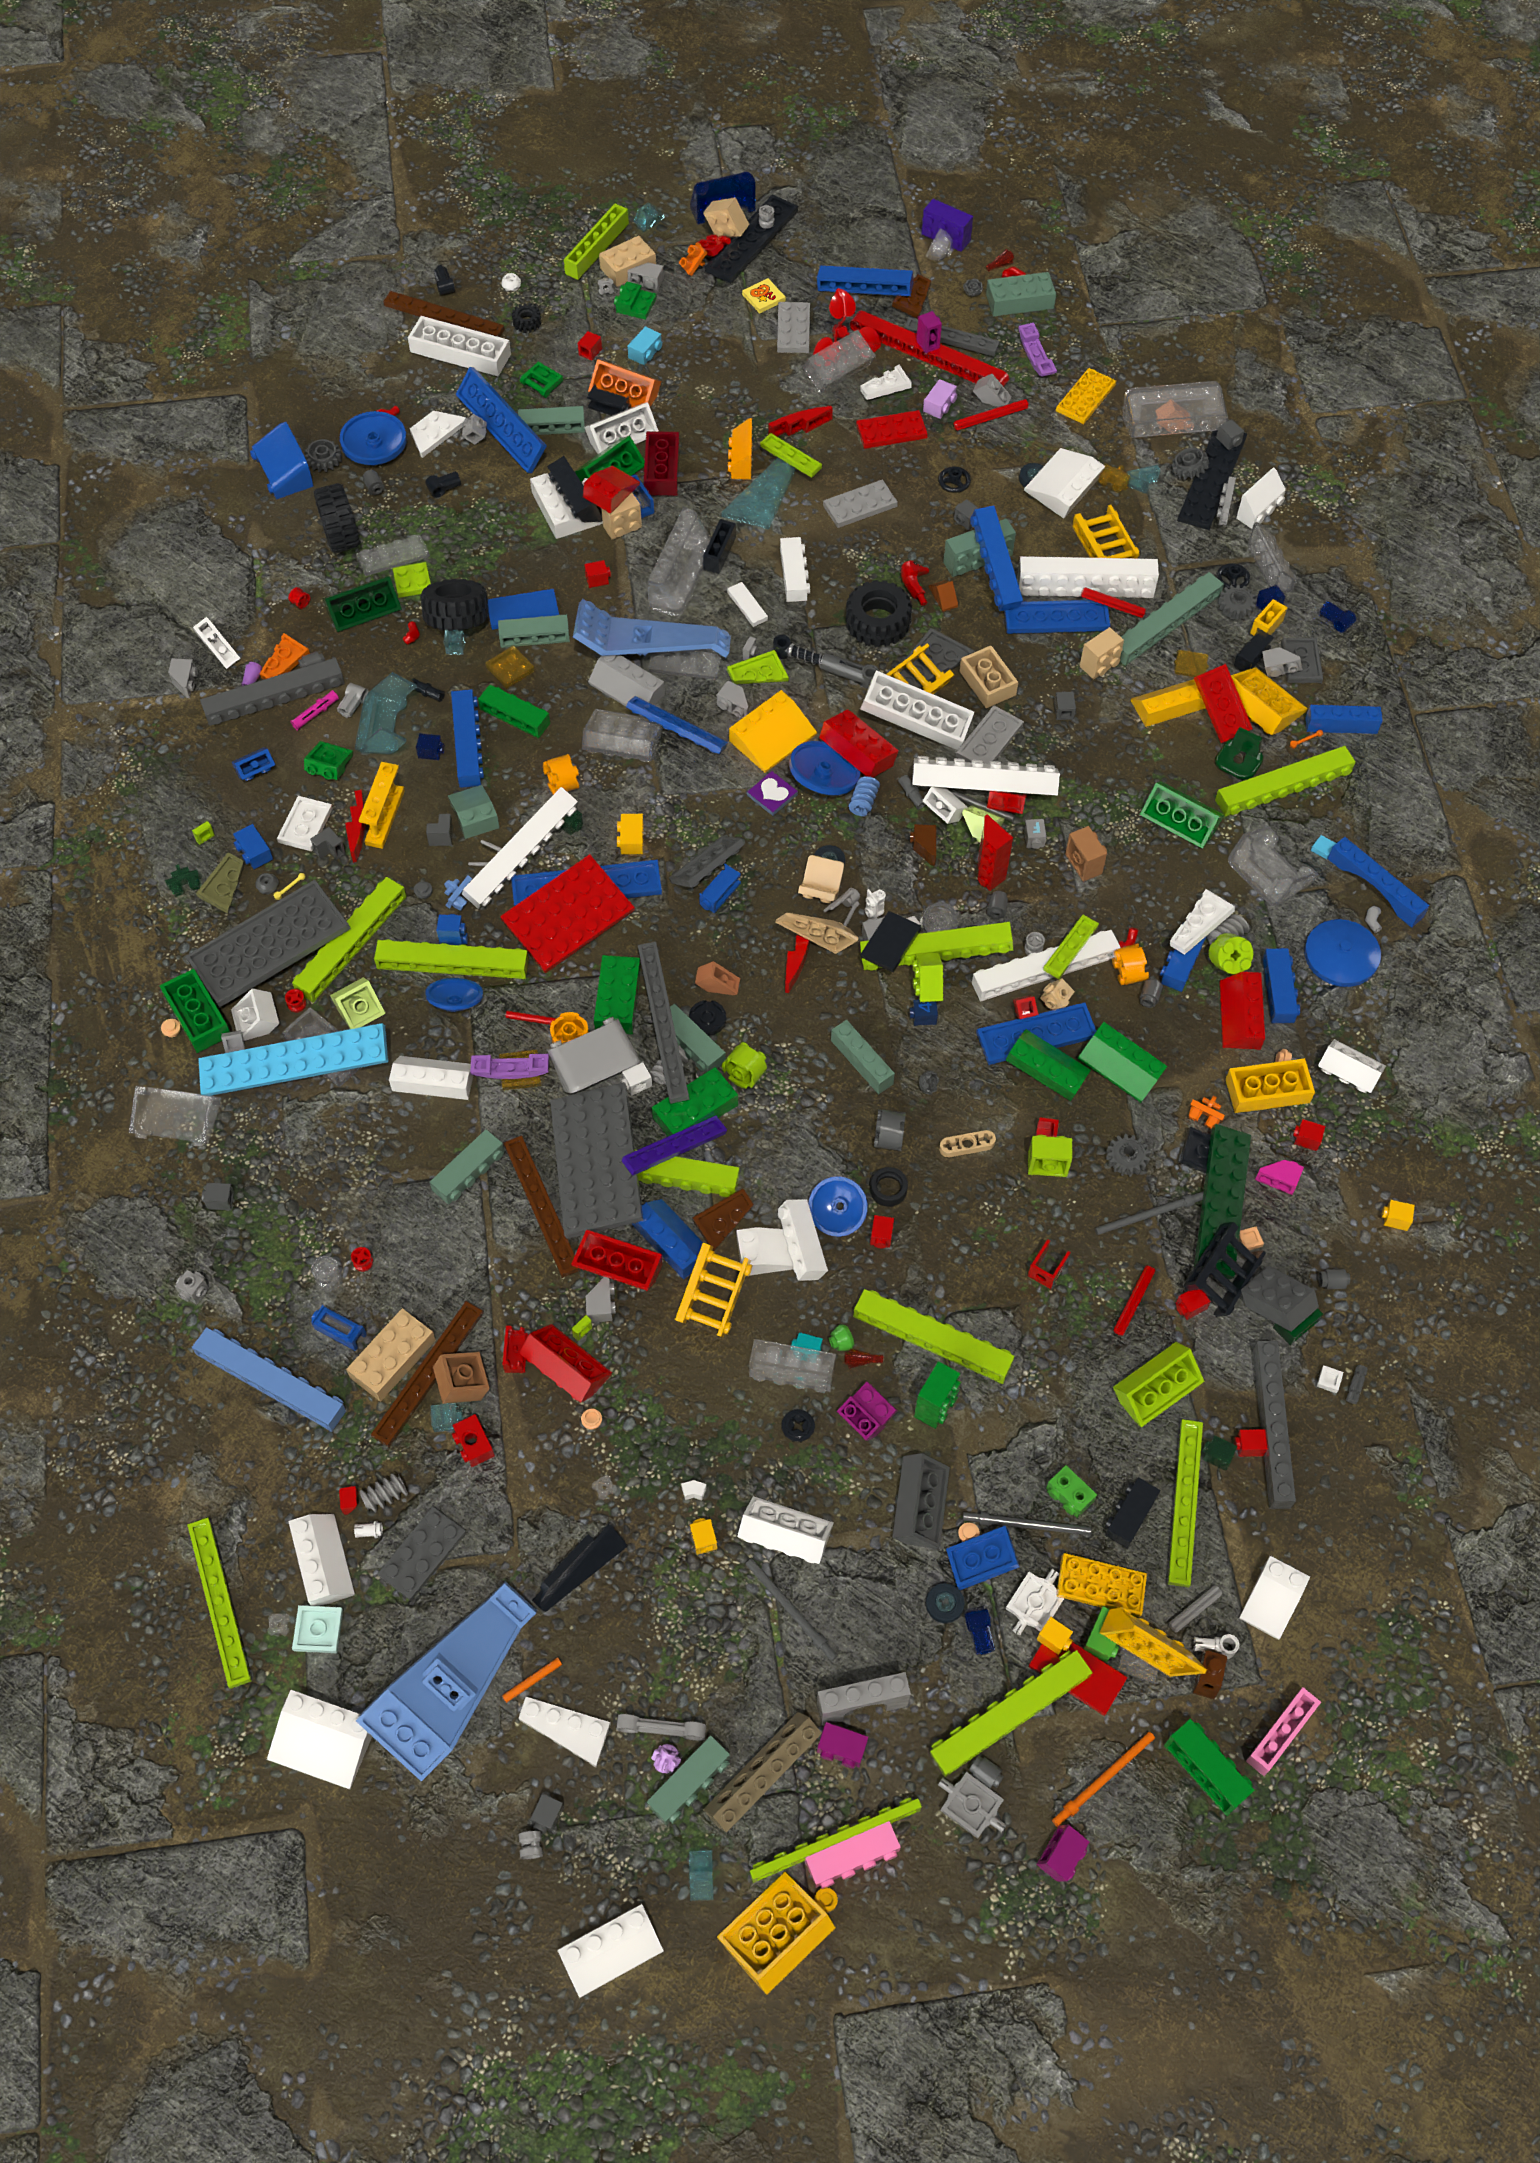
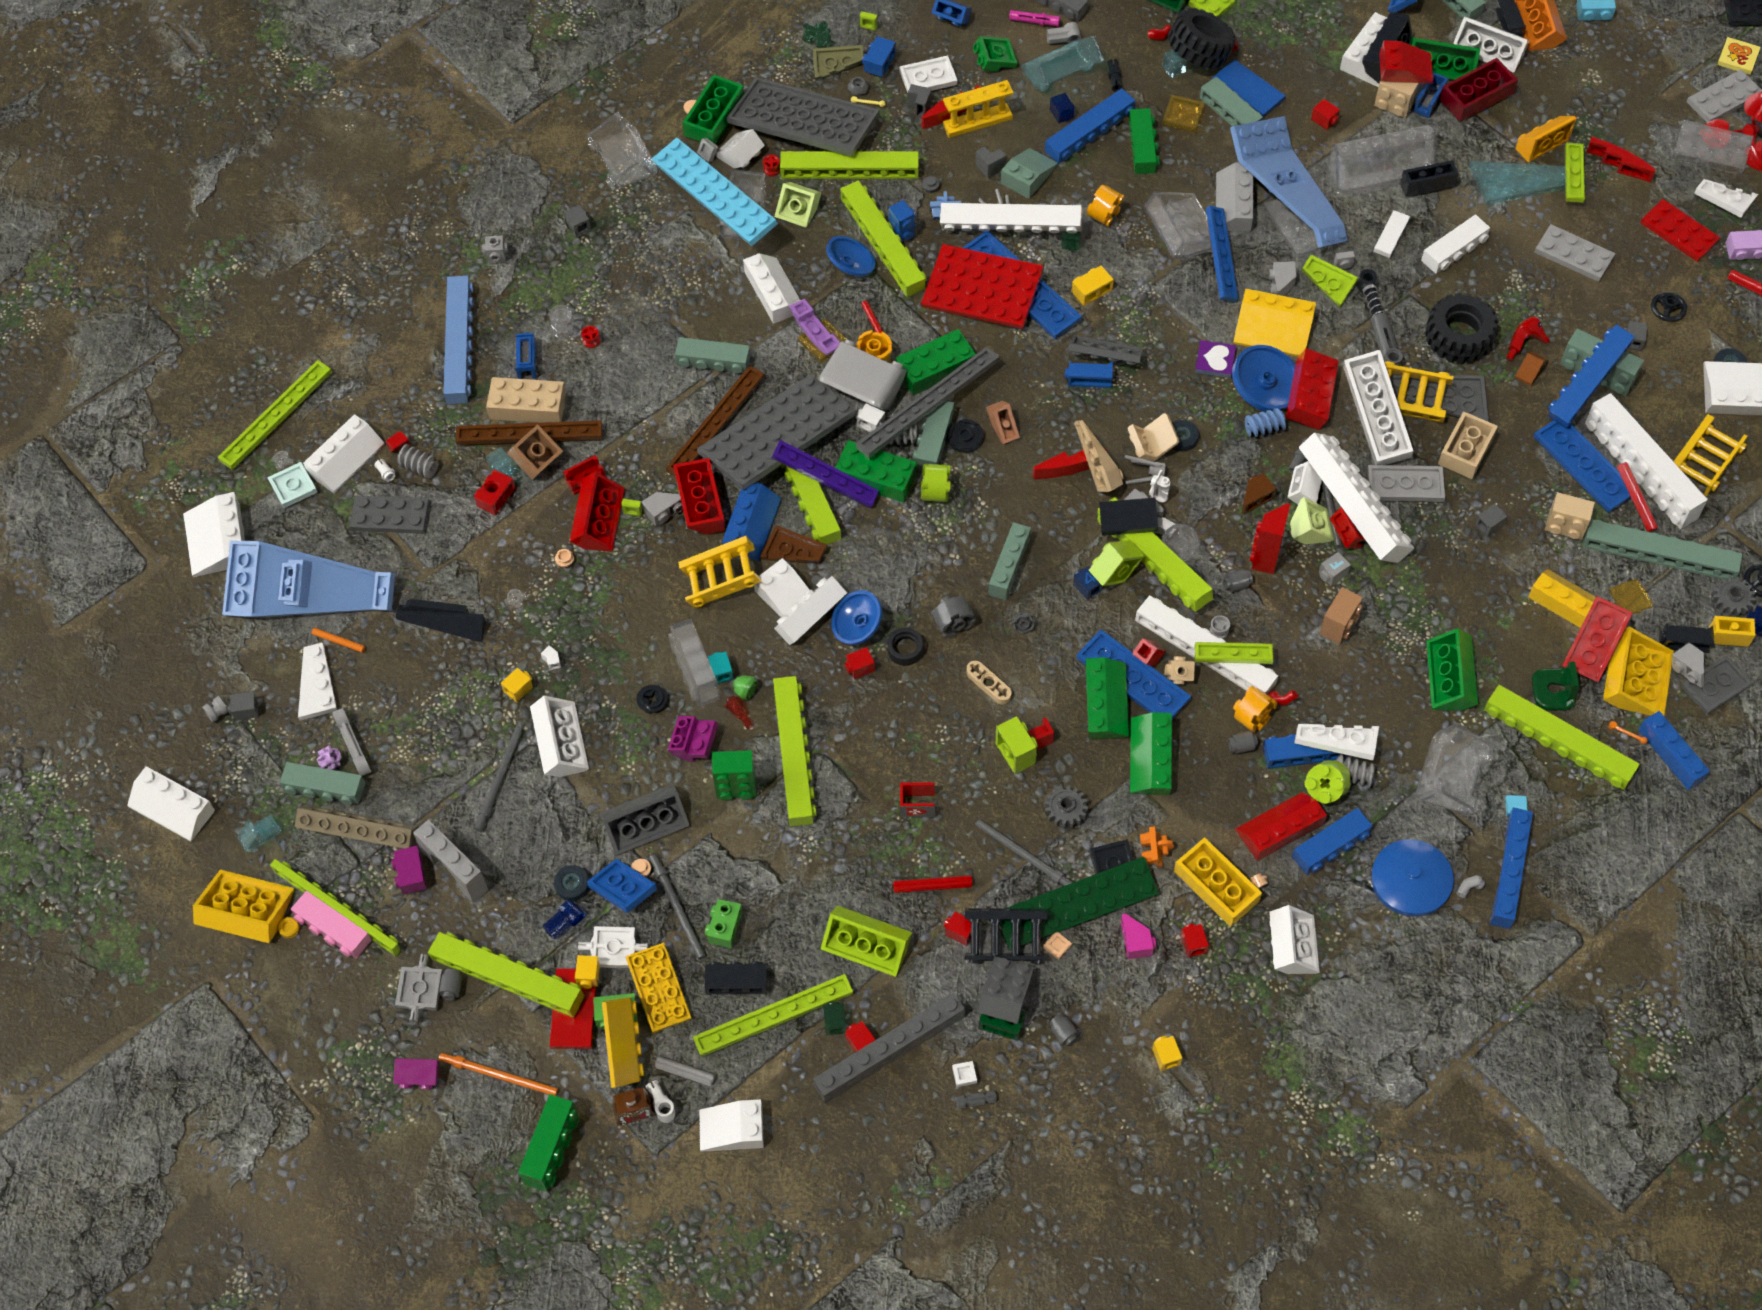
camera: 60 degrees right, 0 degrees up
(1283, 1731) = (615, 1187): bright pink brick -> none

